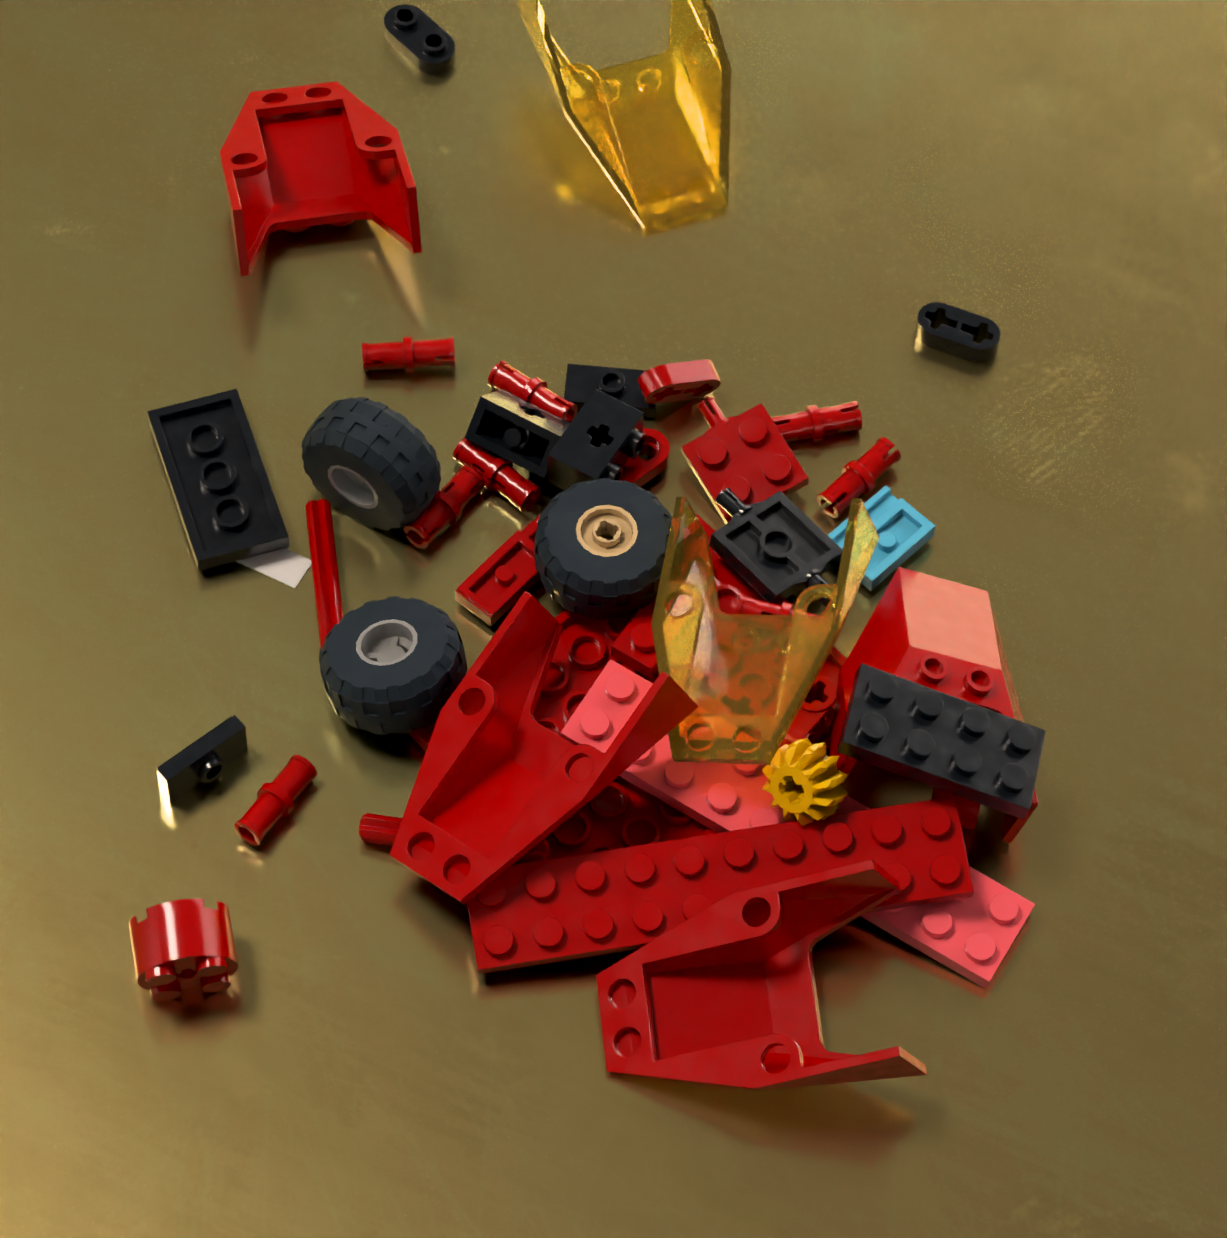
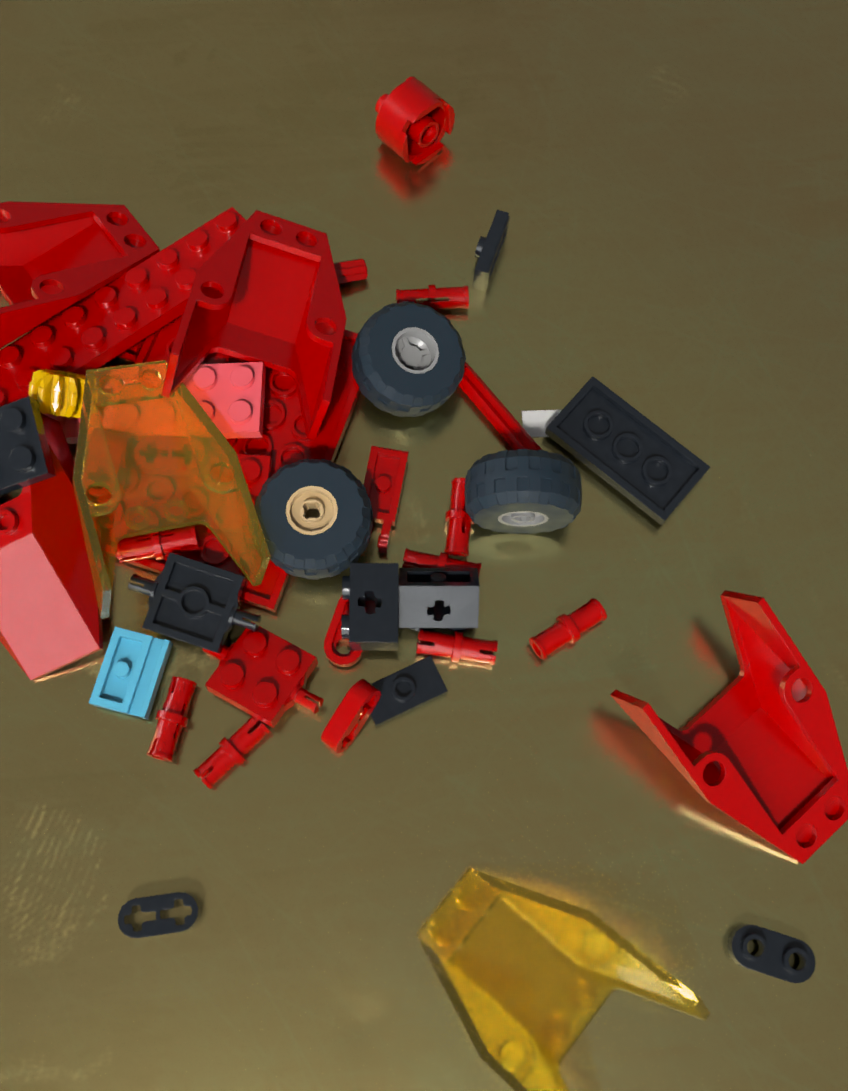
camera: 150 degrees right, 15 degrees up
(275, 800) = (428, 251): red pin -> none
(310, 745) = (457, 296): none -> red pin

